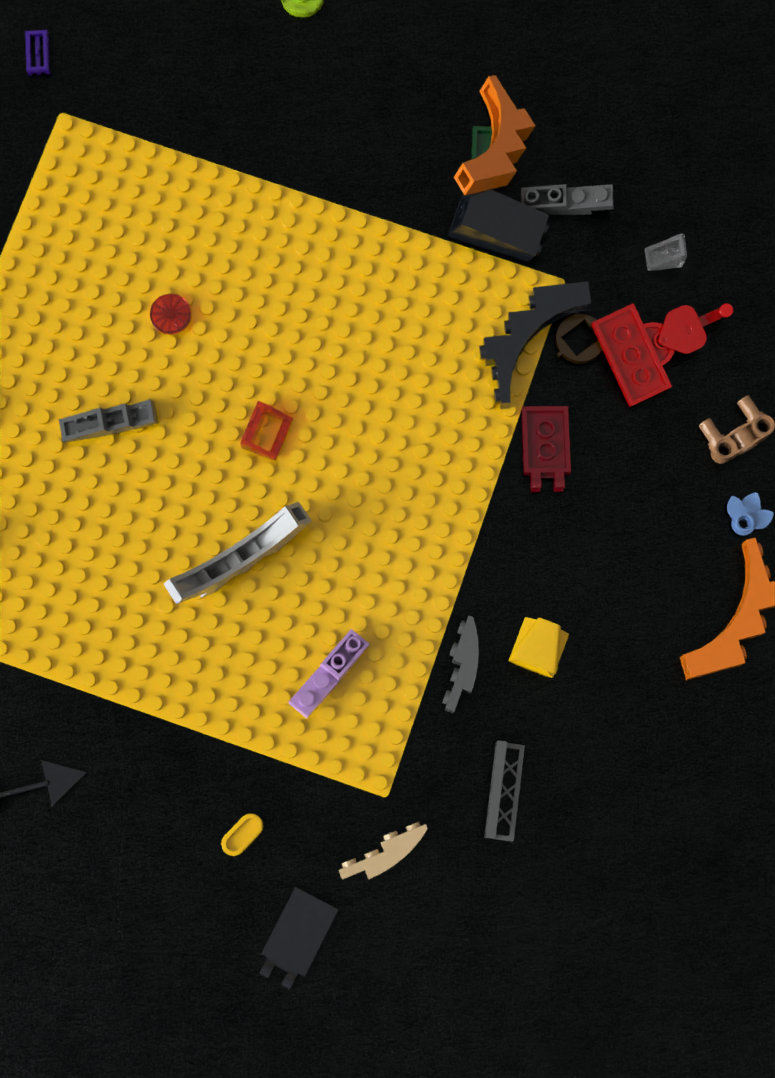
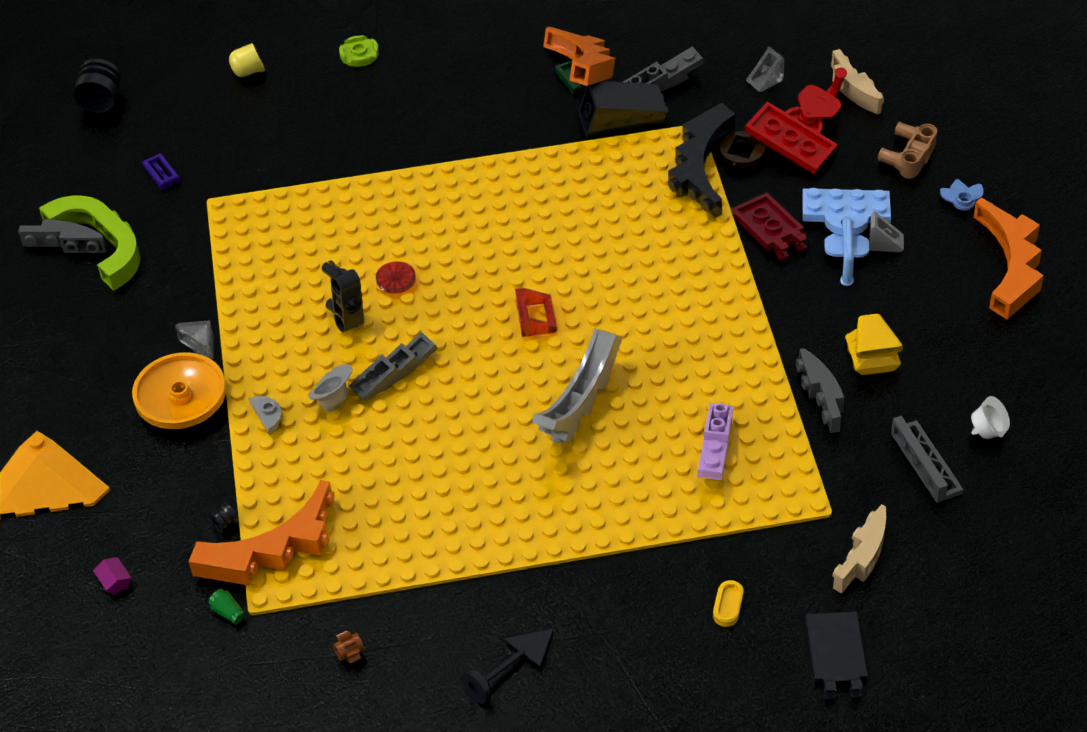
camera: 25 degrees left, 30 degrees down
(39, 417) = (332, 388): none -> light grey piece
(97, 324) = (346, 297): none -> black piece
(586, 788) = (990, 419): none -> white piece
(627, 471) = (845, 215): none -> light blue plate
(640, 524) = (884, 235): none -> light grey slope
(741, 323) = (857, 86): none -> tan slope

